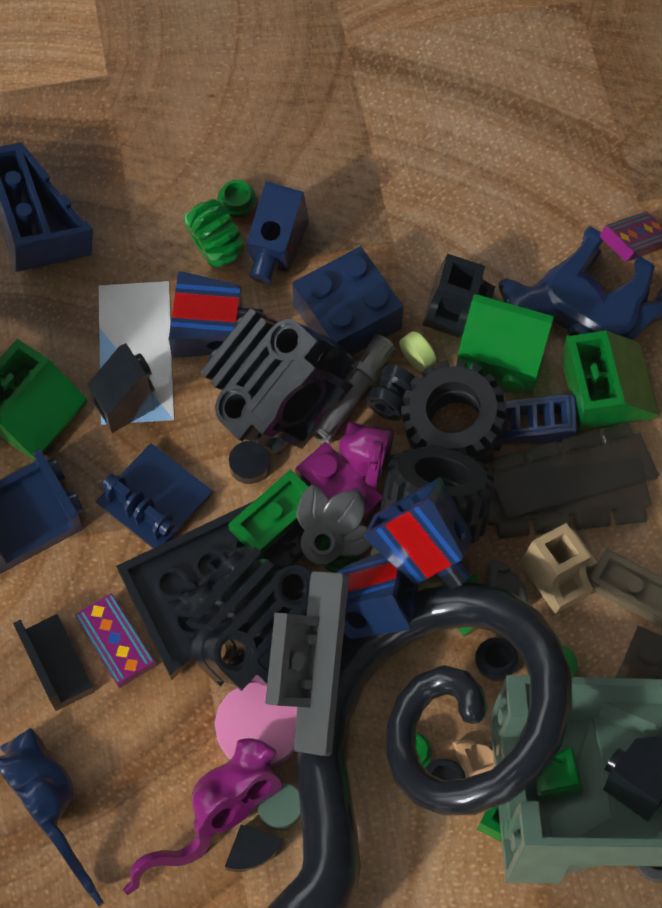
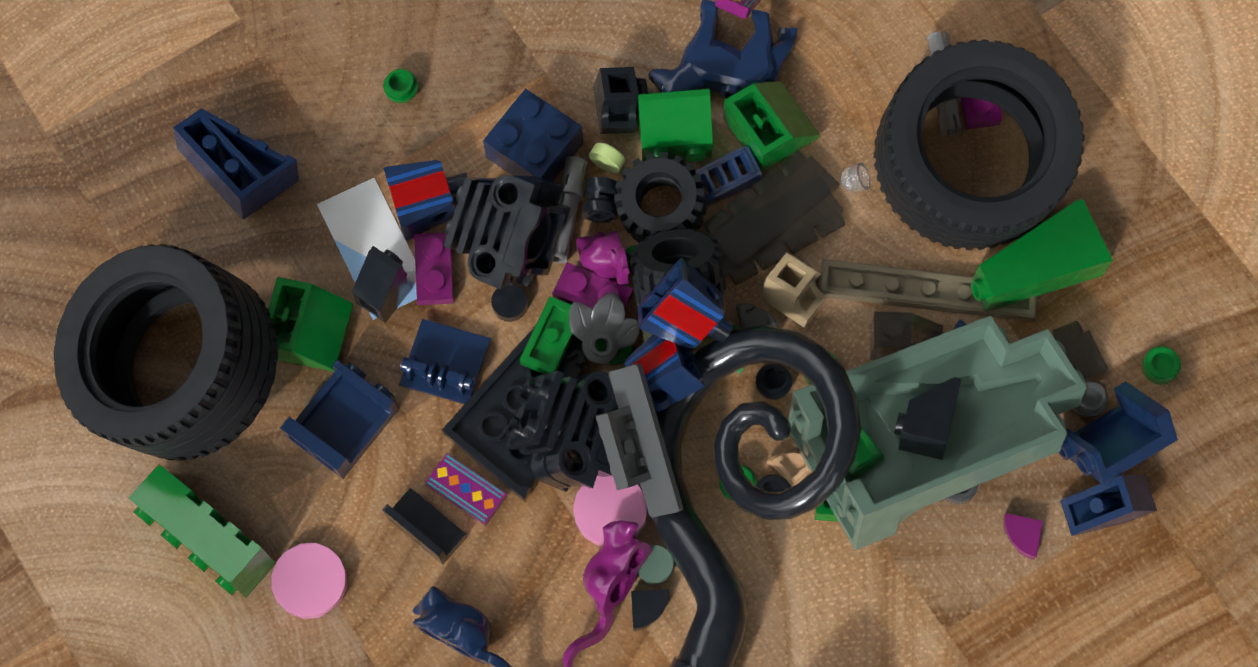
camera: 20 degrees left, 5 degrees up
(184, 398) = (433, 269): none -> magenta plate
(214, 233) = (397, 123): green gear -> none
(276, 231) = (448, 93): dark blue torso -> none

